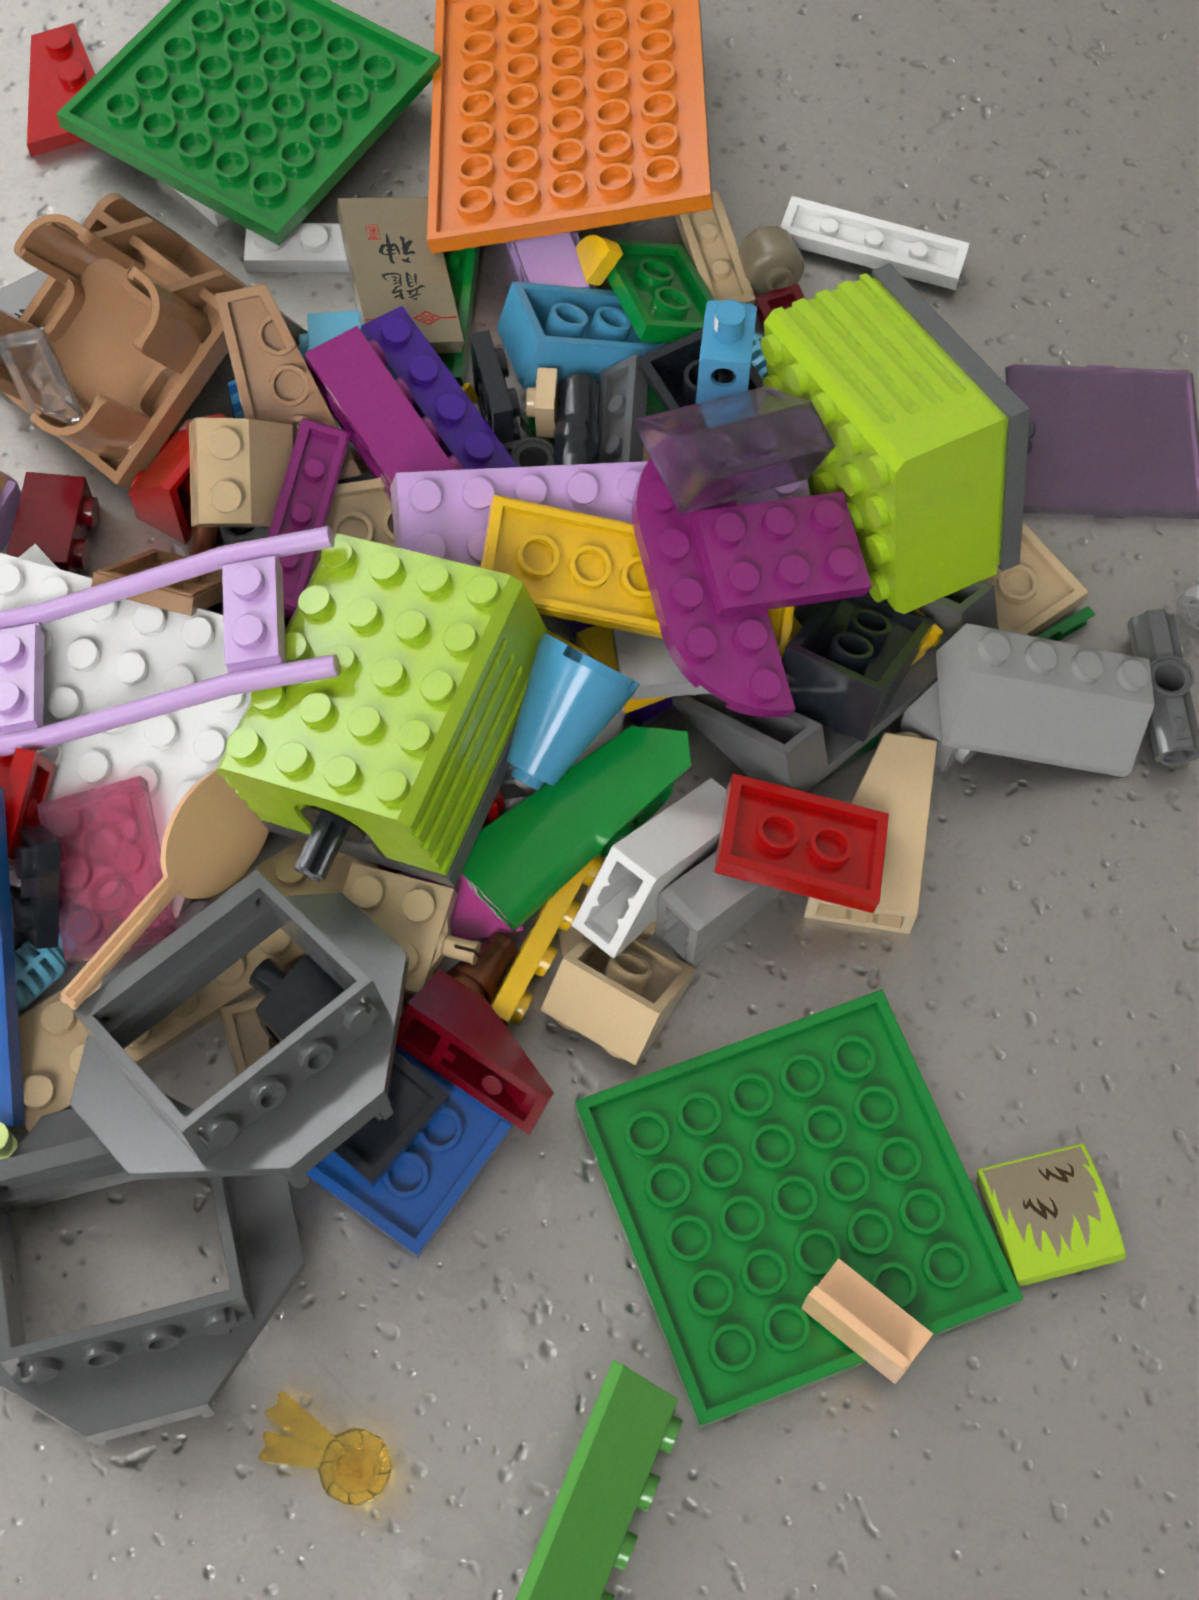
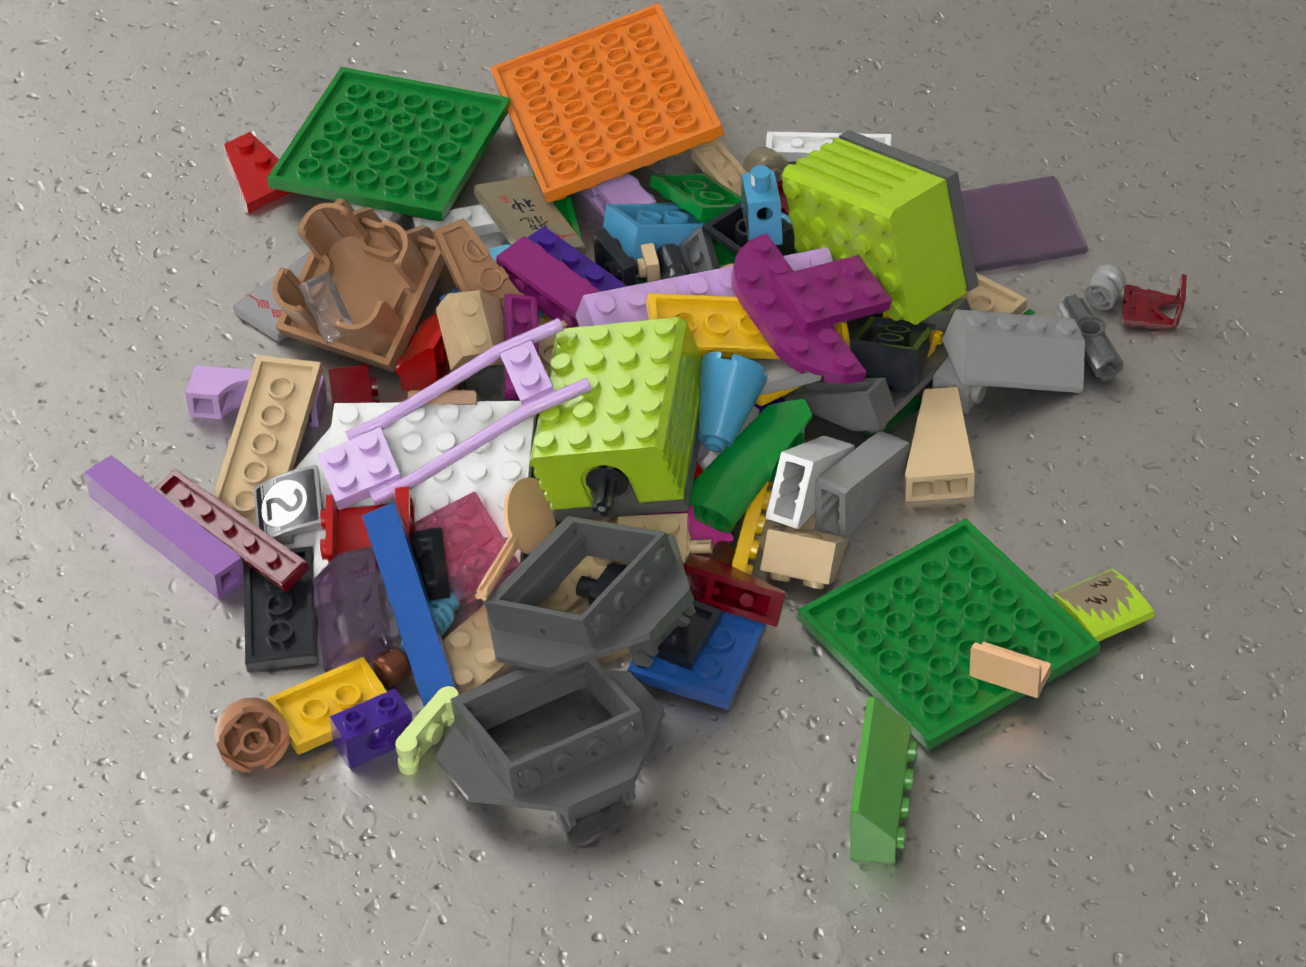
camera: 10 degrees left, 20 degrees down
(349, 1464) = (723, 810): clear yellow piece -> none
(597, 257) = (656, 182): yellow tile -> none
(734, 446) = (788, 240): clear purple slope -> none
(802, 843) = (892, 443): red plate -> none

